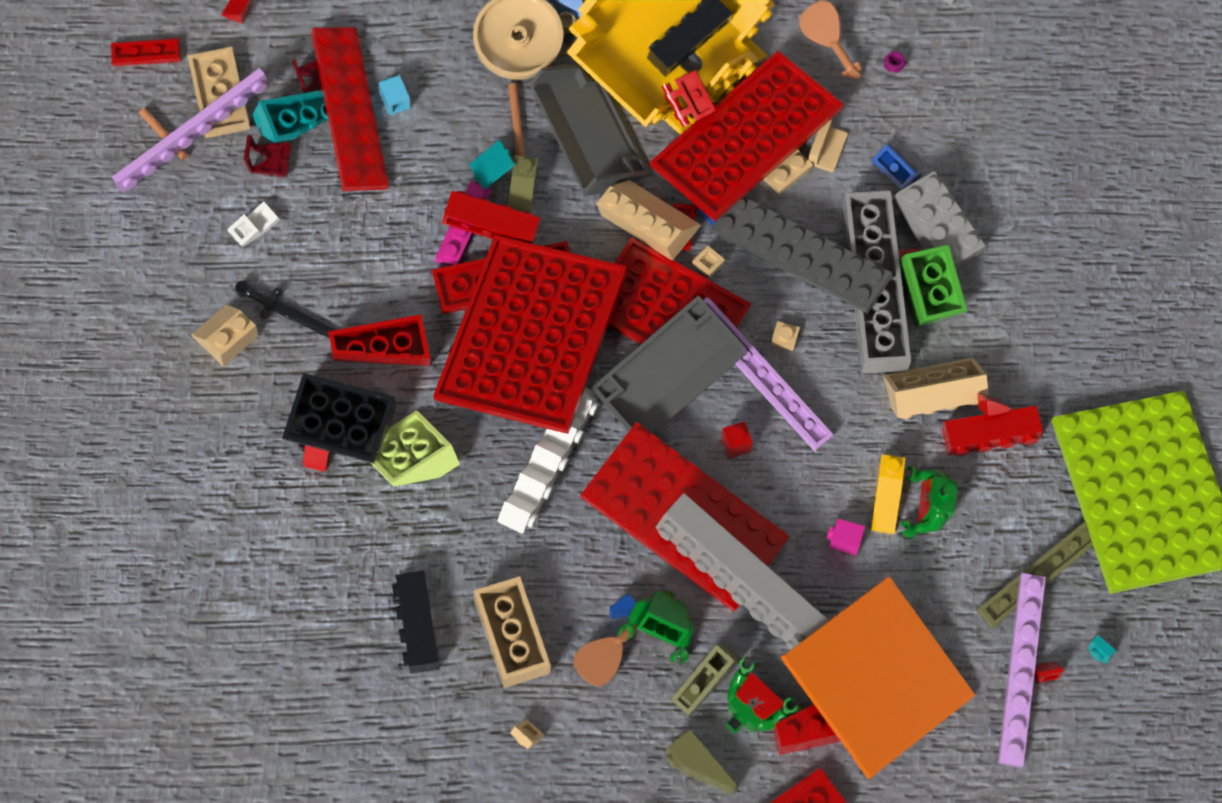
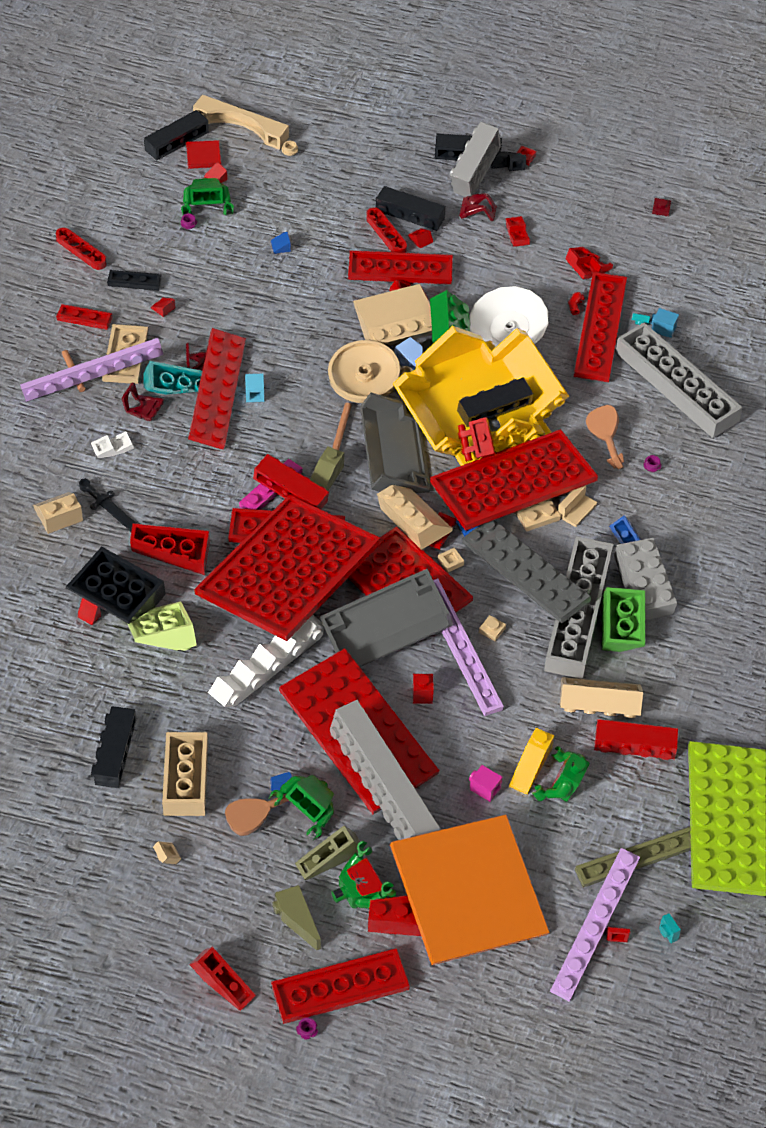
camera: 20 degrees right, 15 degrees down
(492, 164) = (308, 450): teal piece -> none
(991, 405) = (640, 718): red slope -> none

